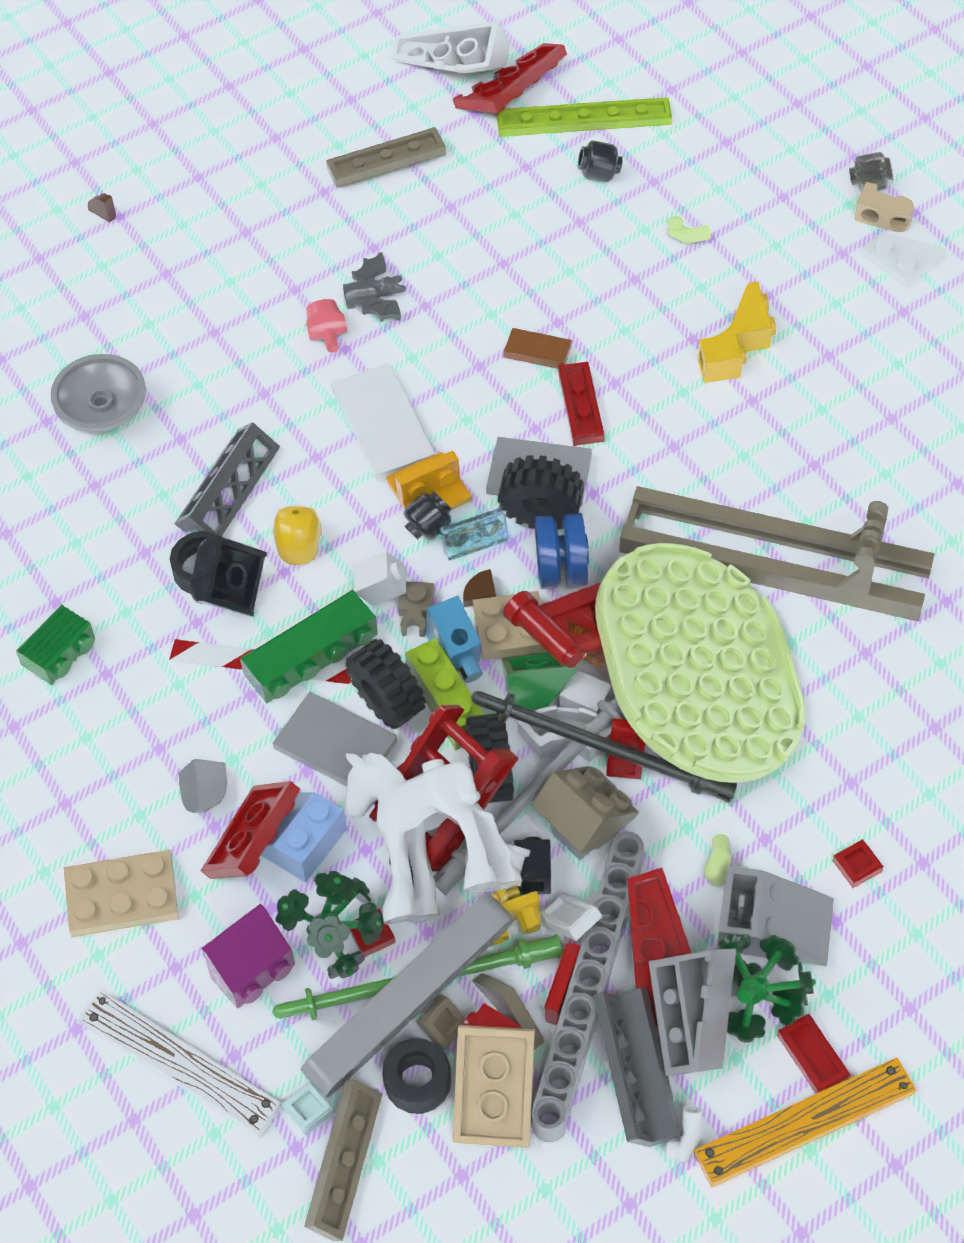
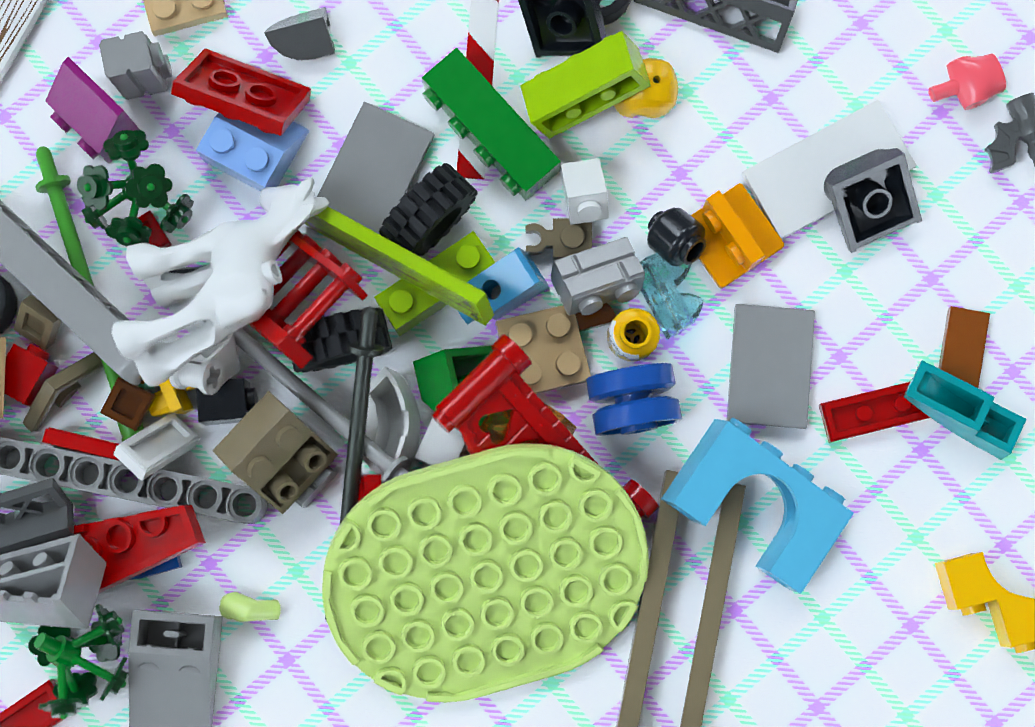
camera: 85 degrees right, 25 degrees up
(209, 908) = (135, 65): none -> light grey brick
(290, 564) = (585, 85): none -> lime brick
(410, 385) = (872, 196): none -> black slope
(435, 687) = (403, 264): none -> lime tile
(453, 570) = (598, 277): none -> light grey brick
(505, 553) = (644, 327): none -> yellow head
(529, 936) = (128, 404): none -> reddish brown tile
(539, 489) = (714, 368): black tyre -> none
(589, 342) = (964, 410): none -> teal slope
(660, 447) = (811, 515): none -> medium azure arch

